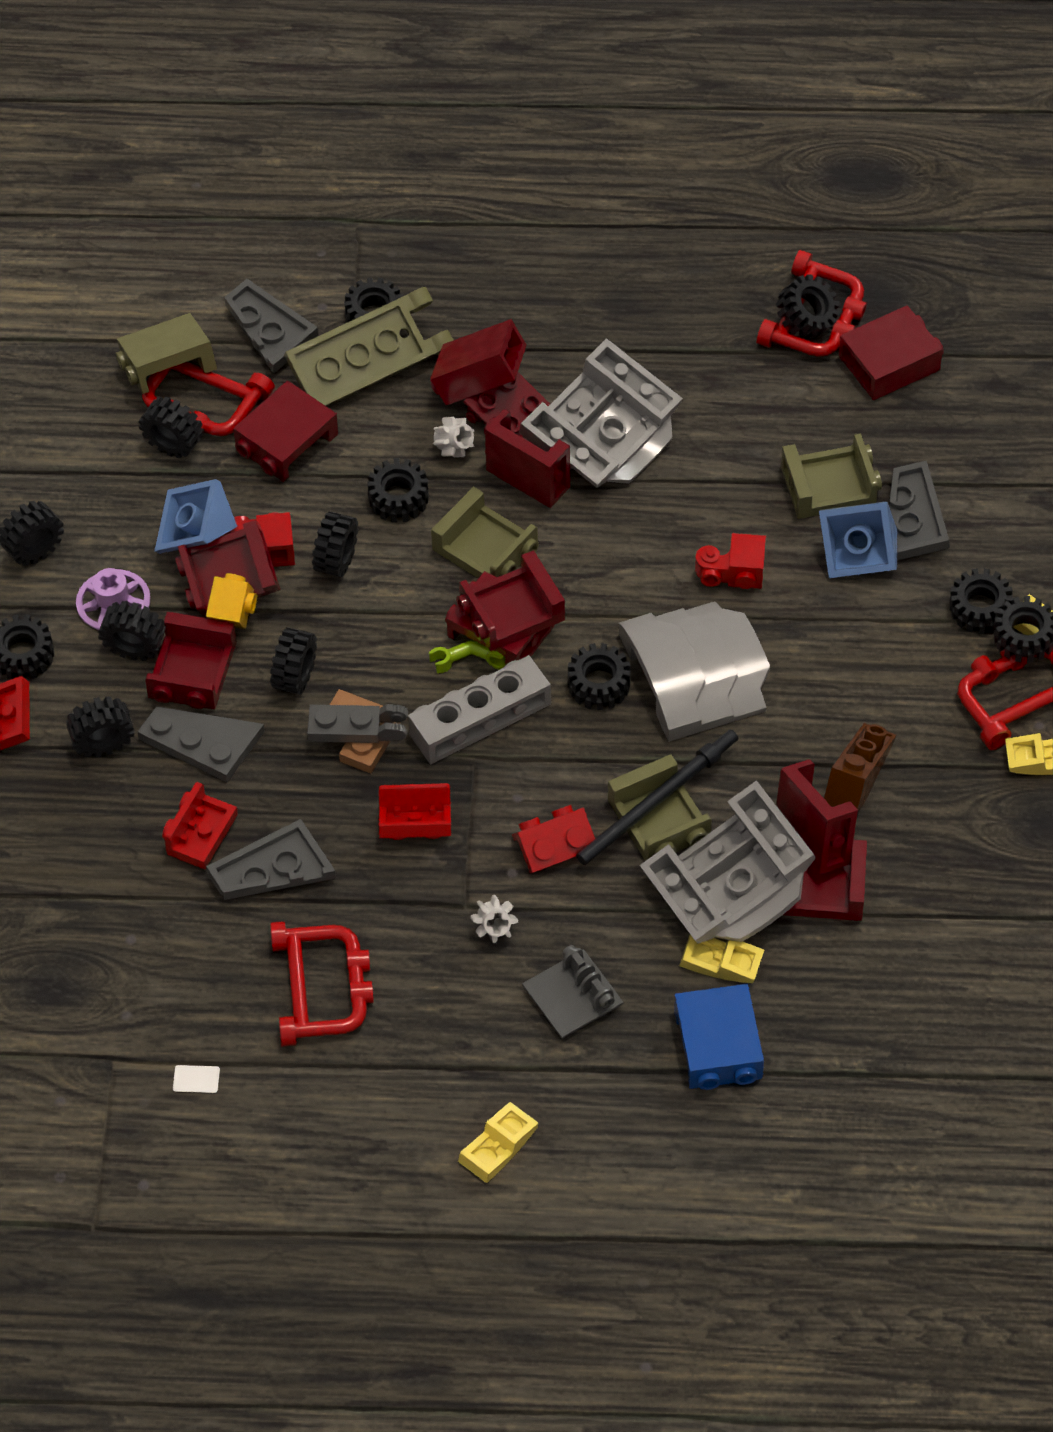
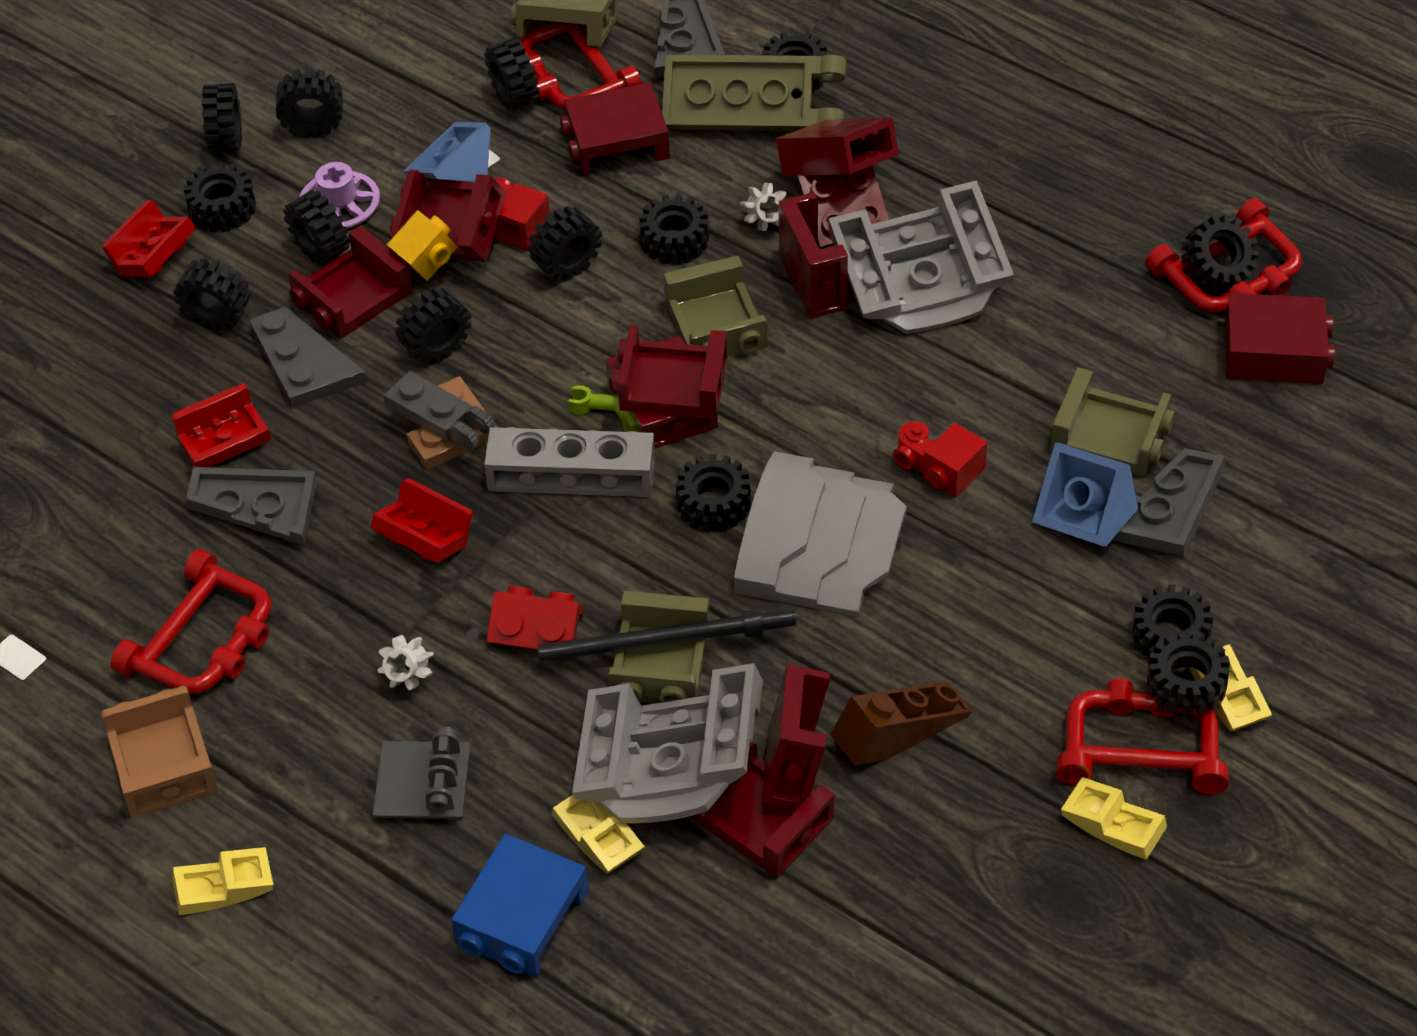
camera: 35 degrees right, 5 degrees down
(372, 1083) = (158, 751): none -> medium nougat panel

